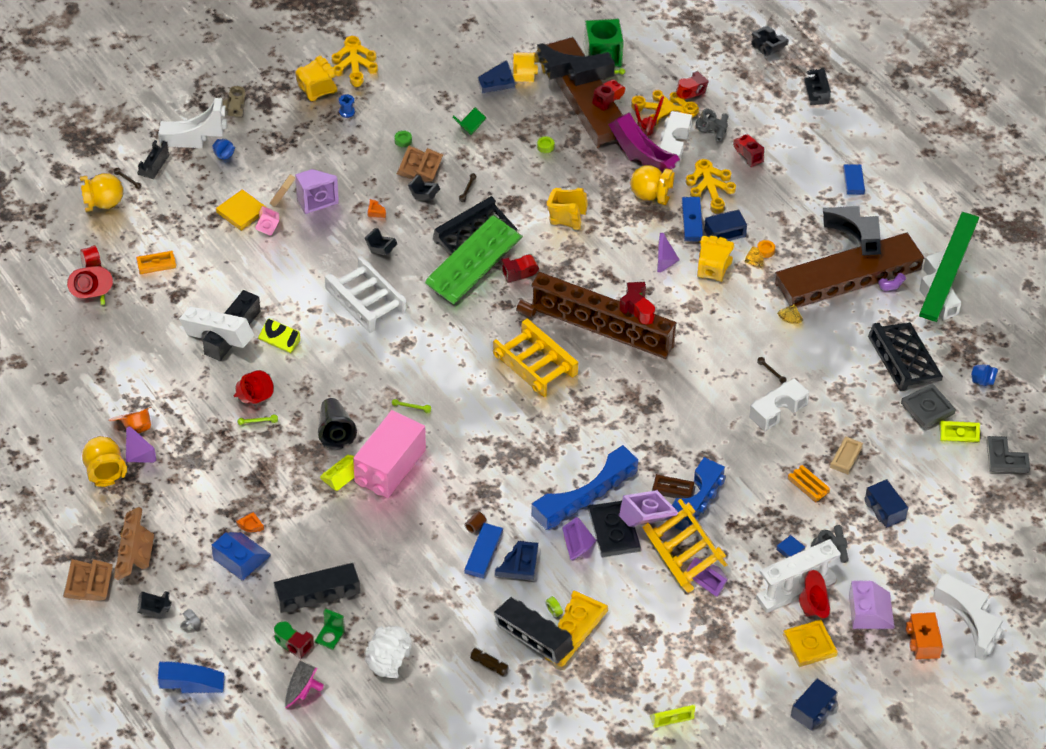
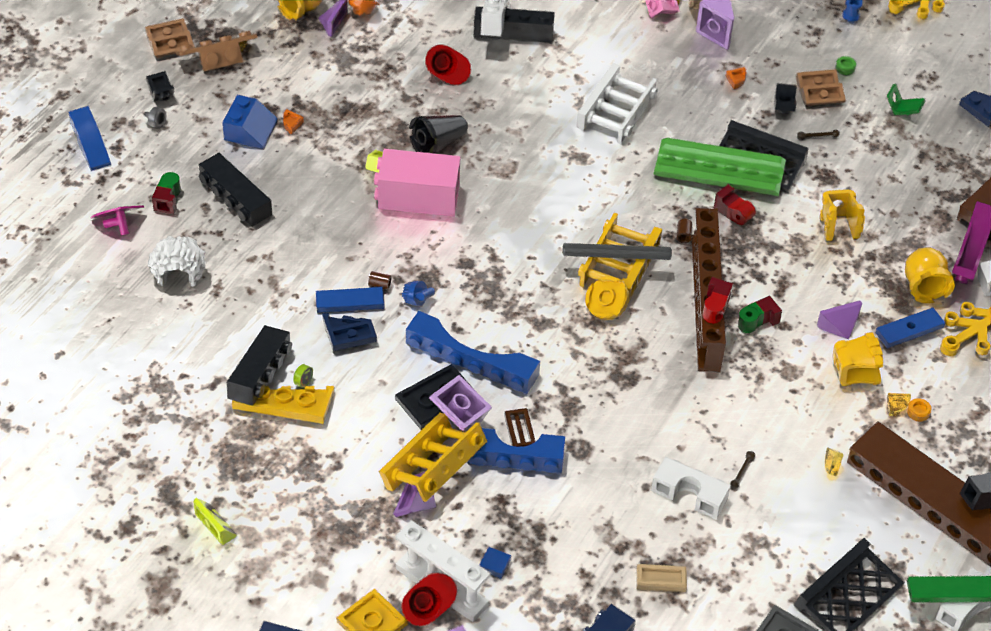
camera: 65 degrees right, 0 degrees up
(273, 418) = (425, 94): lime hinge -> none
(279, 335) = (525, 63): neon yellow slope -> none
(333, 625) = (198, 216): green bracket -> none
(378, 243) = (691, 90): black bracket -> none
(427, 408) = (505, 199): lime hinge -> none
(489, 661) = (212, 348): dark brown axle -> none
(504, 501) = (417, 293): none -> blue piece
(539, 354) = (616, 251): none -> dark grey axle
(545, 144) = (925, 175): lime tile -> none
(575, 381) = (607, 298): none -> yellow tile
(577, 538) = (405, 371): medium lavender slope -> none
(726, 225) = (919, 360): dark blue piece -> none
(811, 481) = (604, 537): light orange tile -> none
(839, 541) = (525, 607): dark grey piece -> none
(886, 285) = (949, 547): medium lavender arm -> none

